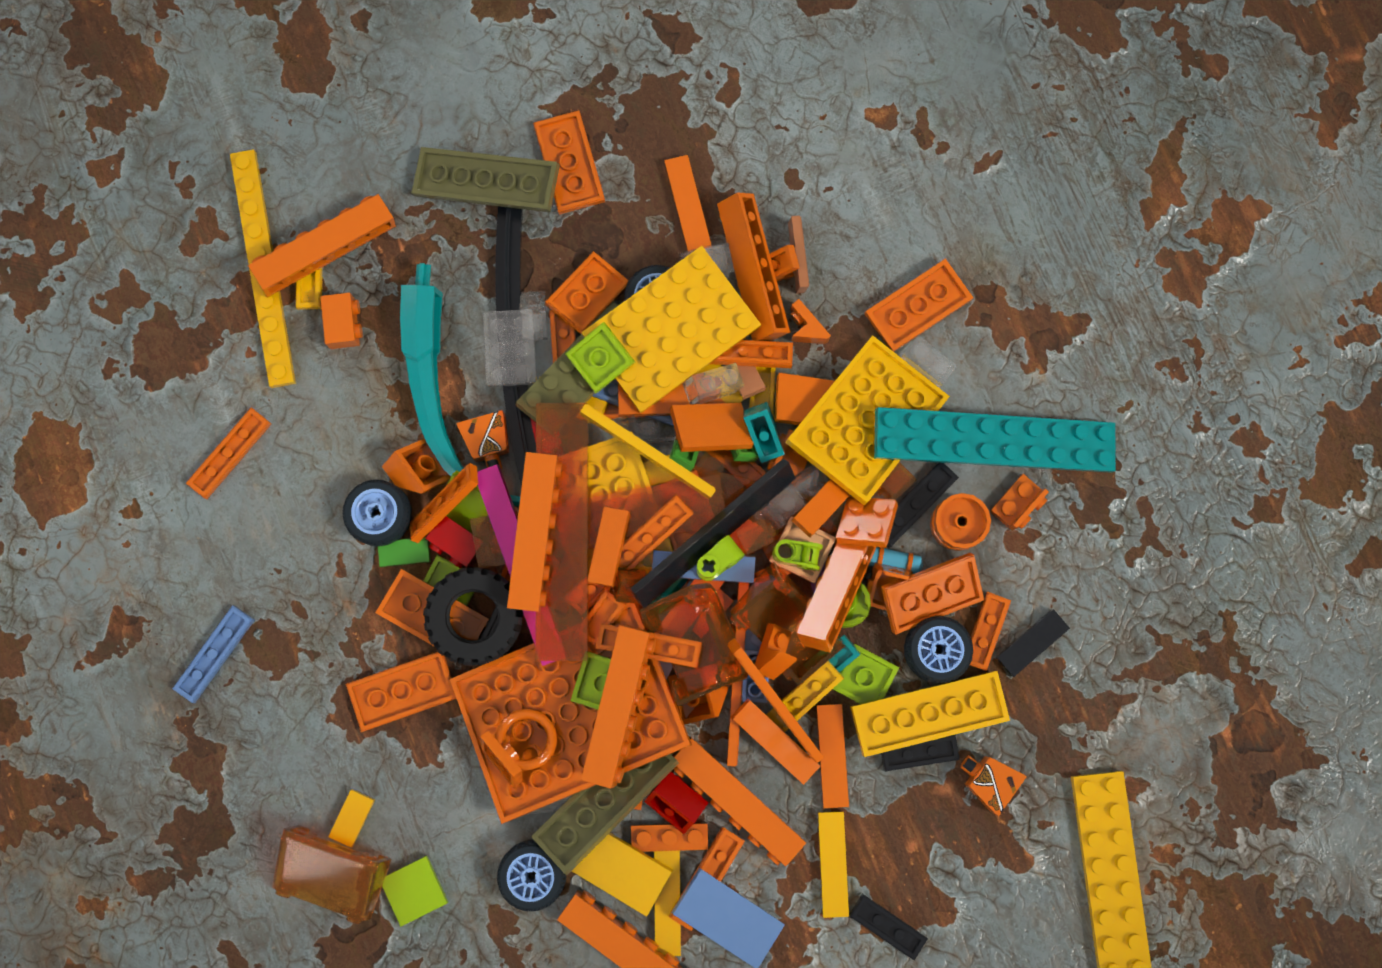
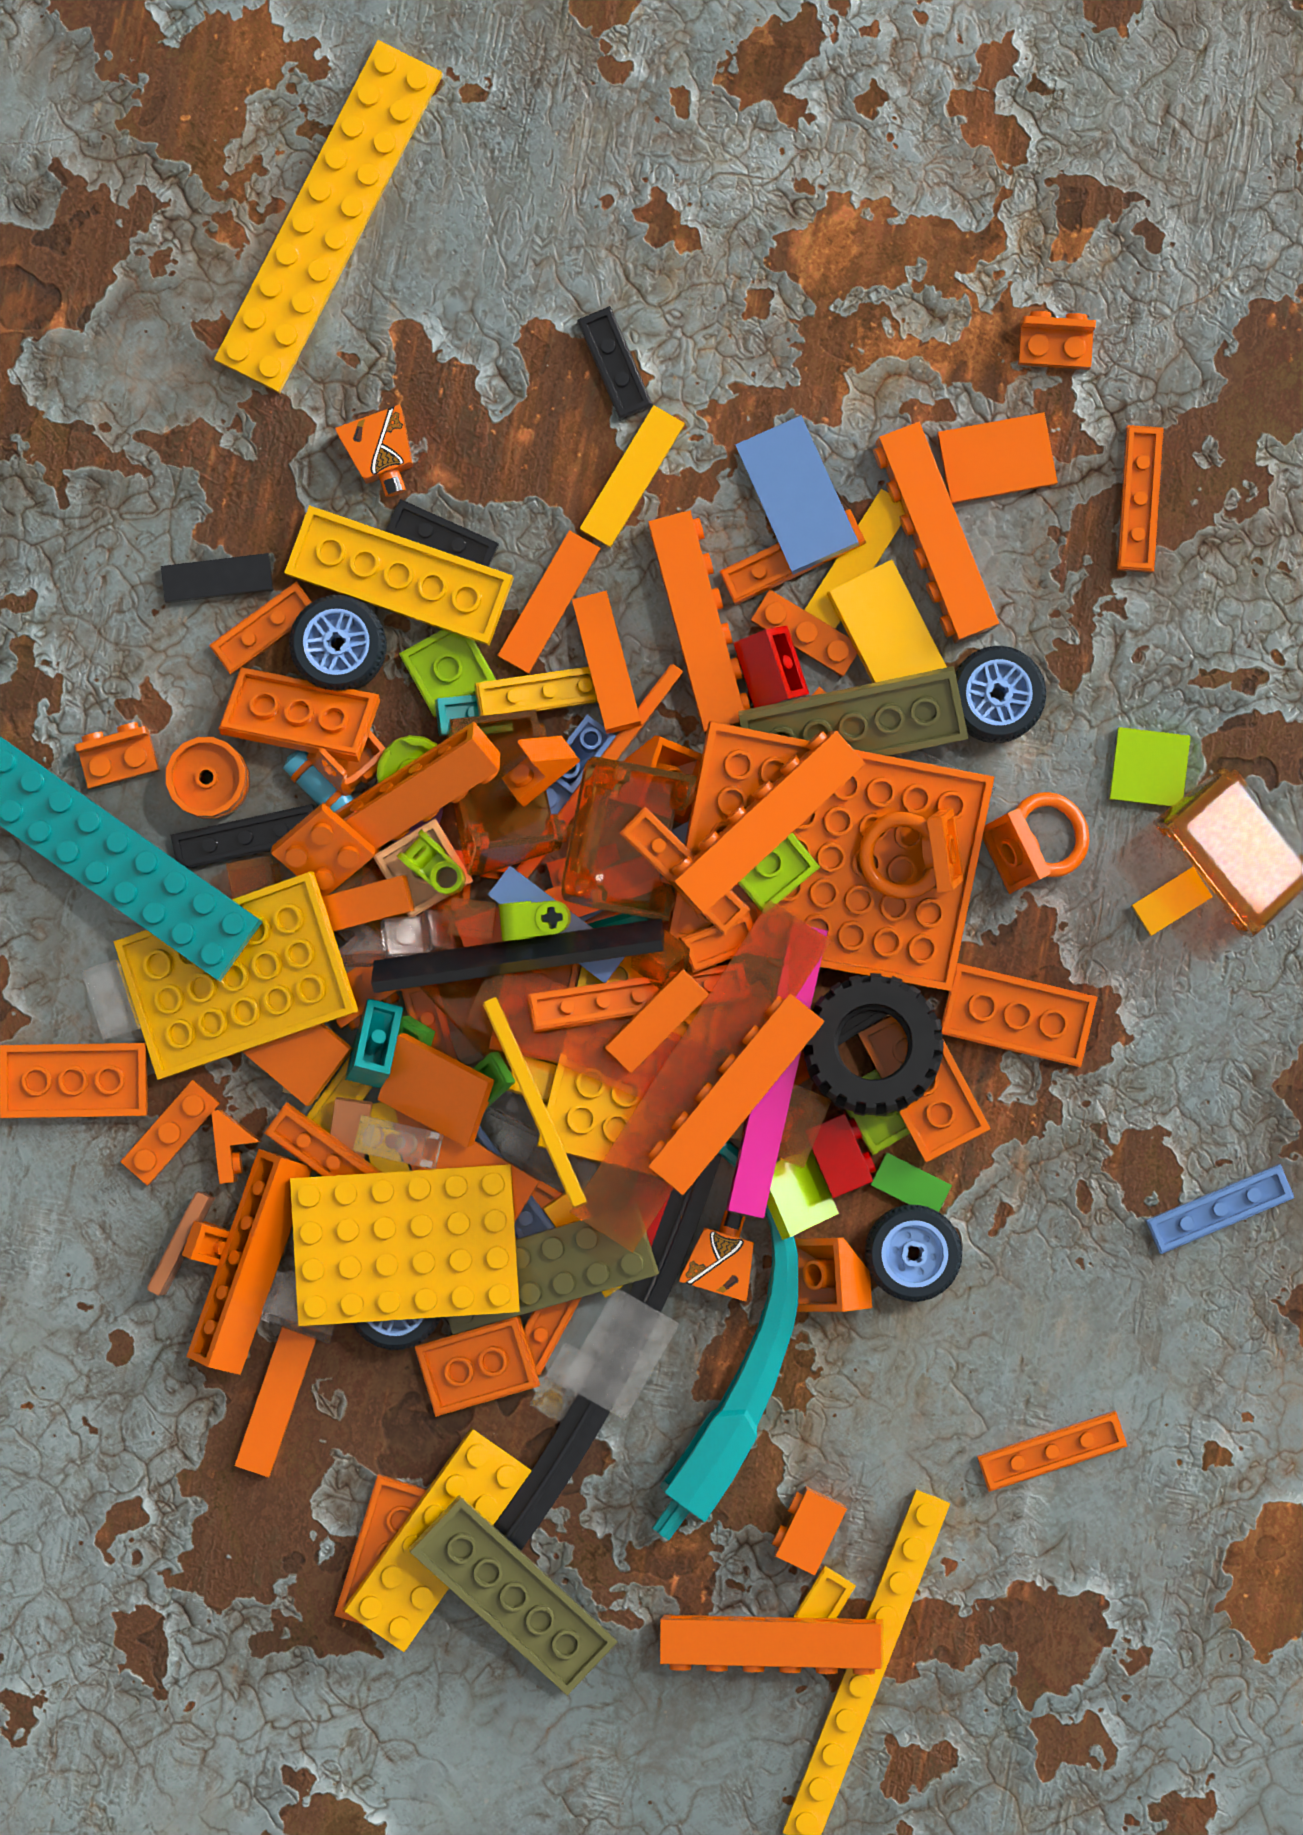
camera: 145 degrees left, 5 degrees up
(444, 502) = (823, 1207): orange tile -> none
(459, 787) = (1017, 849): none -> orange tile
(550, 138) = (400, 1589): none -> yellow plate
(600, 357) = (517, 1262): lime tile -> none
(774, 700) = (576, 708): orange tile -> none
(845, 312) = (170, 1132): none -> orange plate

